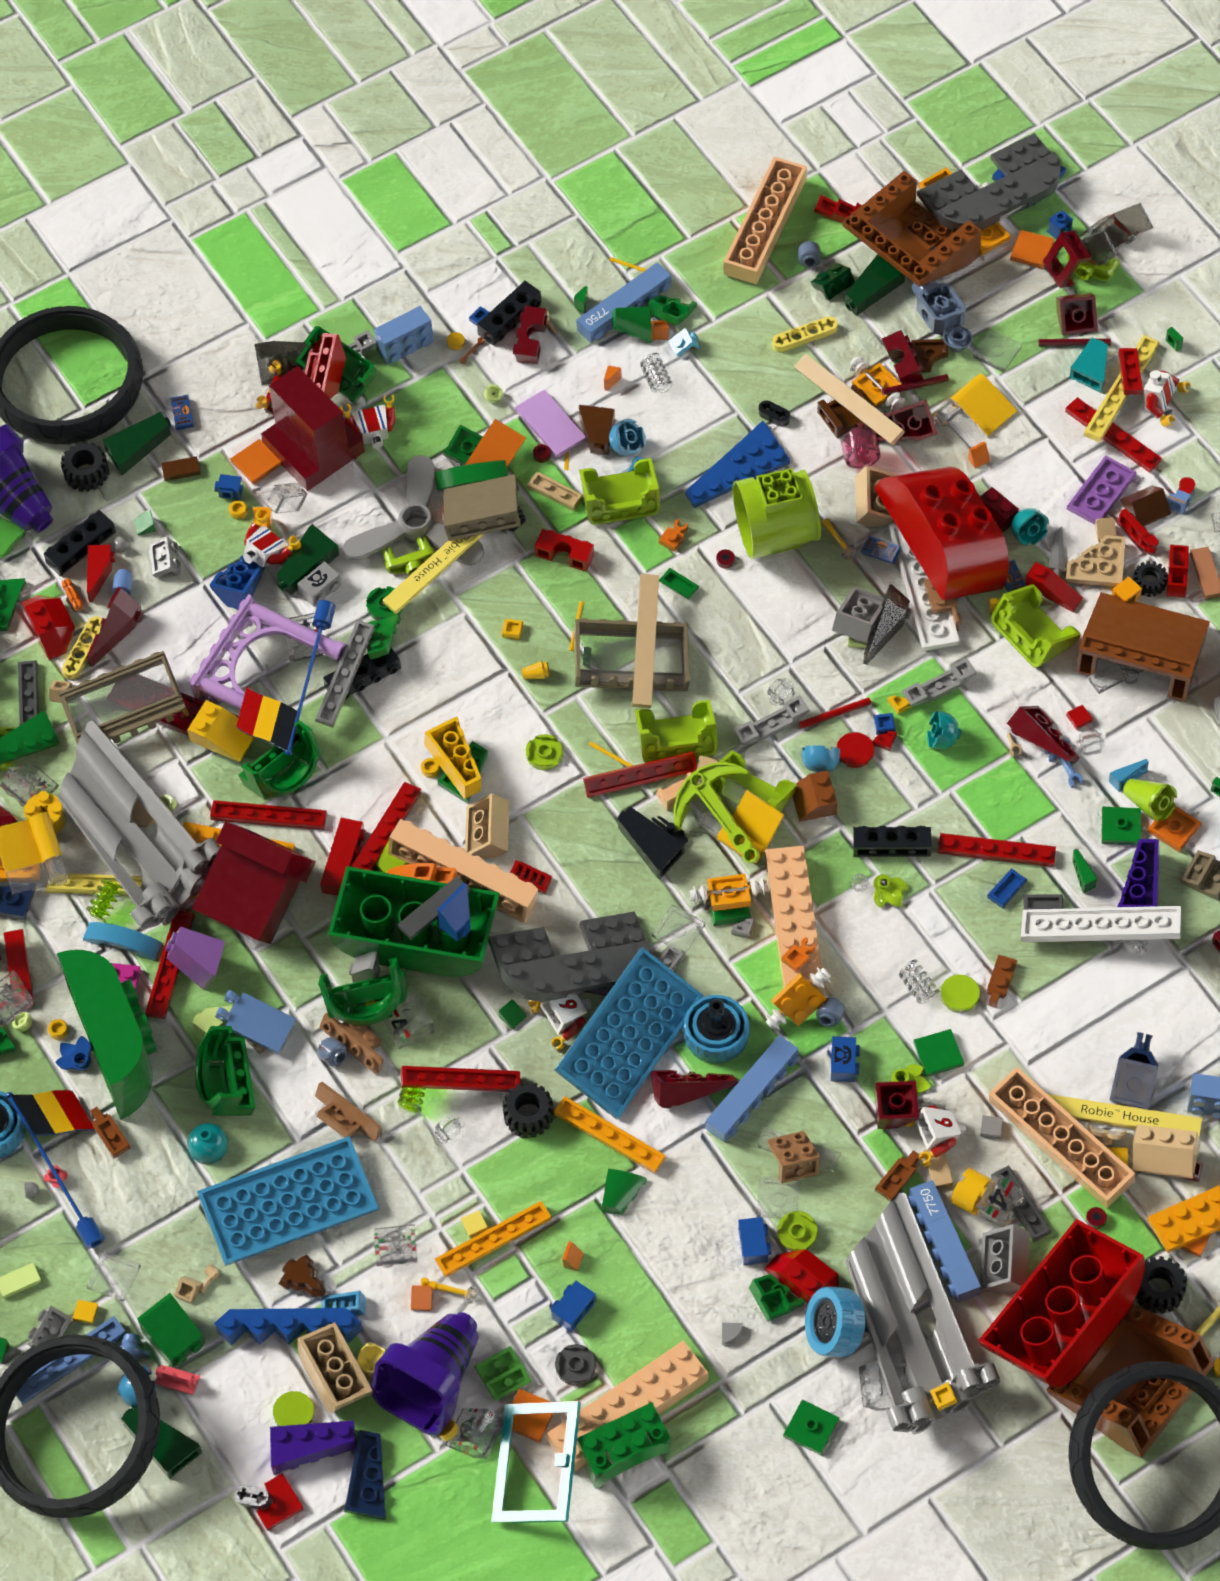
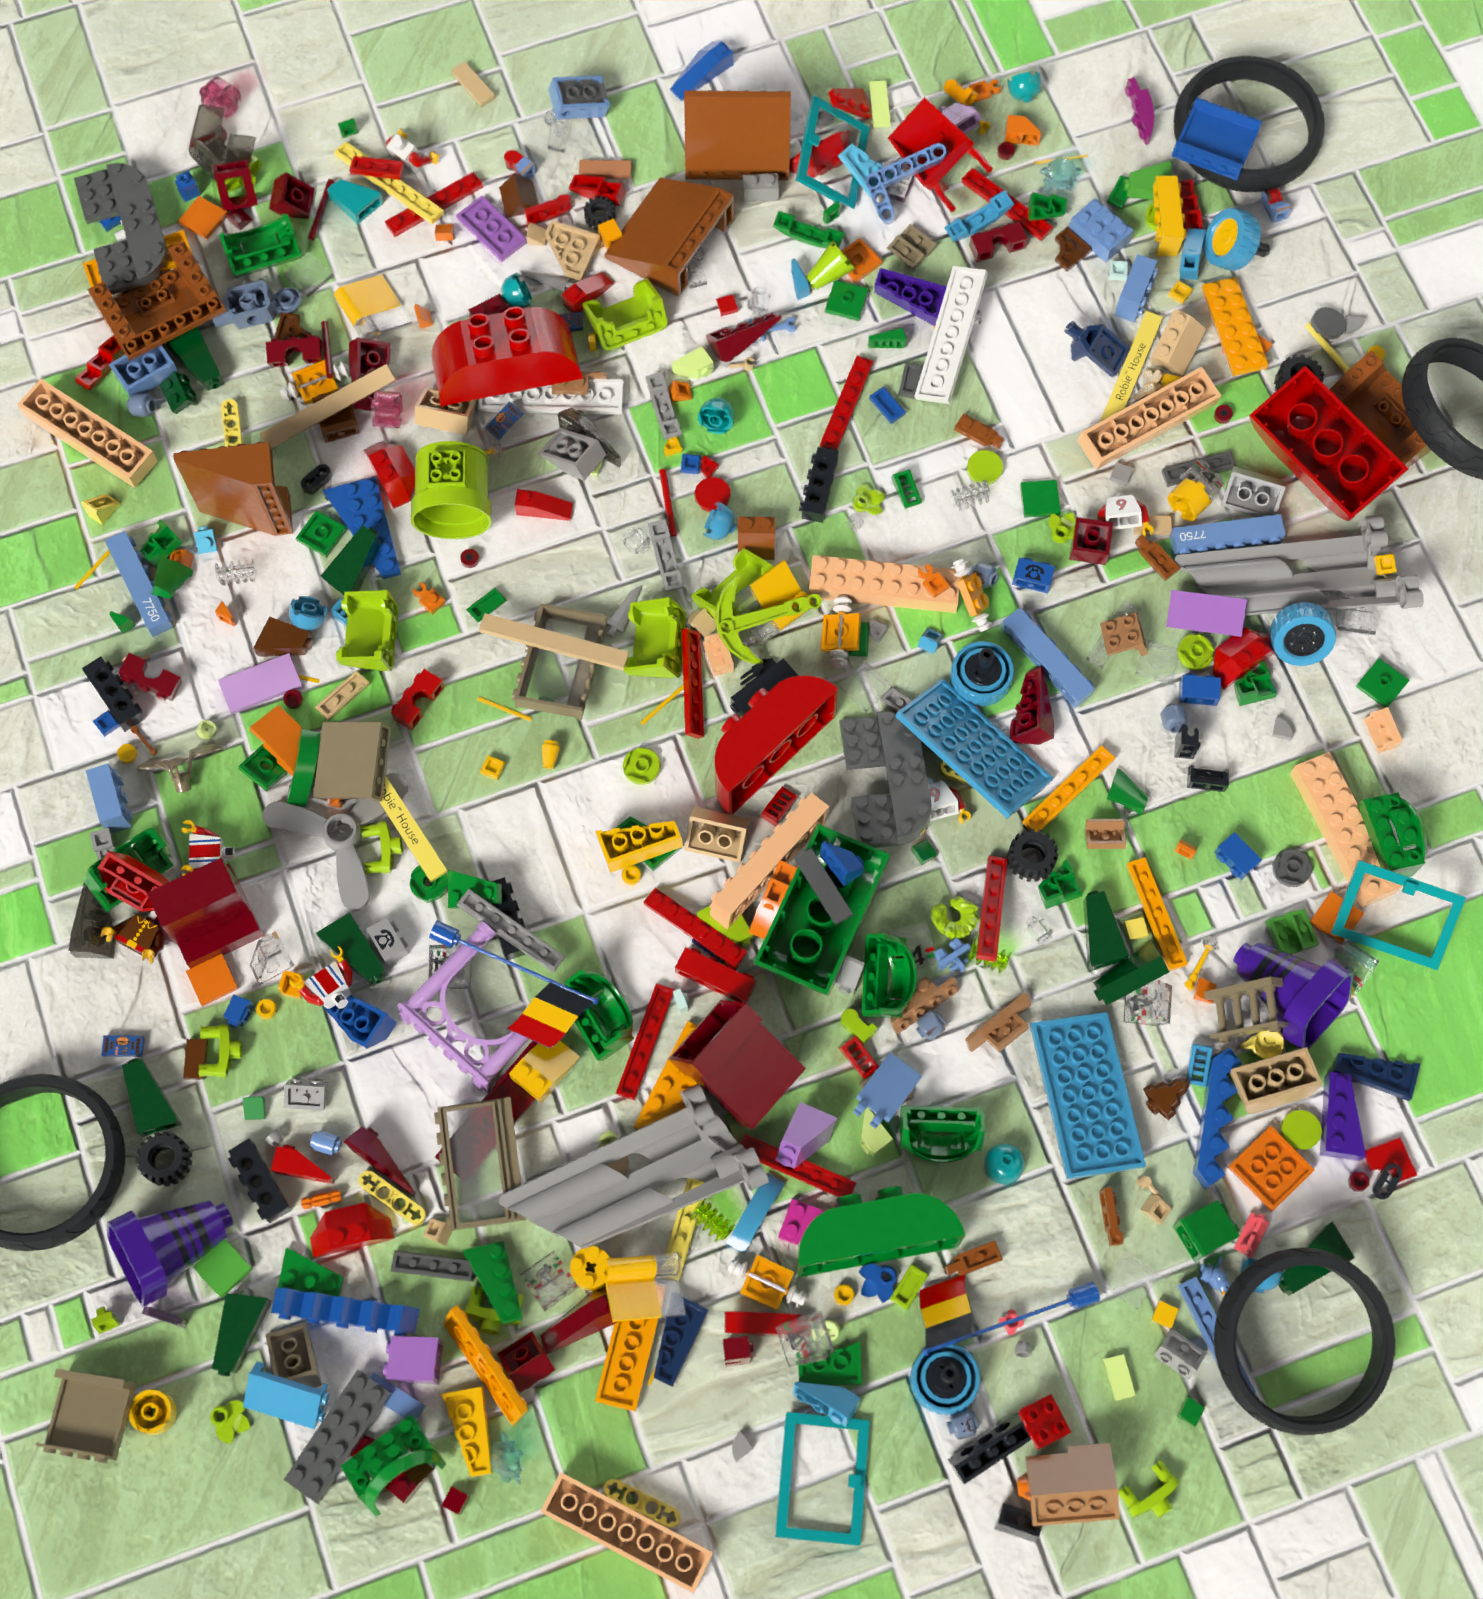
camera: 80 degrees left, 10 degrees up
(48, 964) = (767, 1282): none -> light orange plate
(76, 1082) = (909, 1287): none -> lime tile
(171, 1245) = (1110, 1217): none -> dark orange hinge
(190, 488) = (227, 1051): none -> lime connector
(247, 1387) = (1271, 1168): none -> orange plate
(249, 1472) = (1358, 1181): none -> dark red tile
(284, 993) = (853, 1061): none -> red slope
(312, 833) = (681, 1000): none -> light aqua plate
(312, 993) = (855, 1026): none -> lime leg
(398, 1323) = (1235, 993): none -> dark tan fence
(403, 1058) = (945, 960): none -> medium blue hips
(421, 1221) = (1131, 974): none -> dark green slope
(433, 1046) = (960, 928): none -> lime piece
(444, 364) = (180, 778): none -> dark tan plant
(461, 1189) = (1102, 933): none -> dark green slope
(503, 1145) = (1059, 887): none -> green slope
(567, 1175) = (1105, 834): none -> medium nougat bracket
(581, 837) = (769, 736): none -> red brick
(655, 1264) = (1207, 779): none -> black hinge
(683, 1228) = (1186, 745): none -> black hinge
(688, 462) = (353, 562): none -> dark green slope
(691, 697) = (620, 617): none -> light grey bar
(693, 252) = (100, 507): none -> light yellow slope
(714, 1220) = (1173, 717): none -> sand blue head
(718, 432) = (321, 533): none -> green tile
(726, 333) = (238, 486): none -> dark orange slope
(746, 979) = (930, 640): none -> dark azure slope
(754, 1433) = (1383, 730): none -> light nougat hinge
(797, 604) = (541, 505): none -> red slope
(808, 457) = (393, 471): none -> red wedge
(840, 1229) = (1206, 613): none -> medium lavender tile
(843, 246) = (144, 371): none -> medium blue brick
(920, 910) = (898, 486): none -> green slope
(965, 697) = (679, 391): none -> orange slope
(997, 700) = (693, 365): none -> yellowish green slope
(1013, 307) = (261, 247): none -> green piece
(1040, 277) = (238, 218): none -> dark red slope
(1083, 450) = (444, 232): none -> orange slope
(1168, 223) = (220, 94): none -> clear pink brick
(1191, 770) = (806, 233): none -> green slope

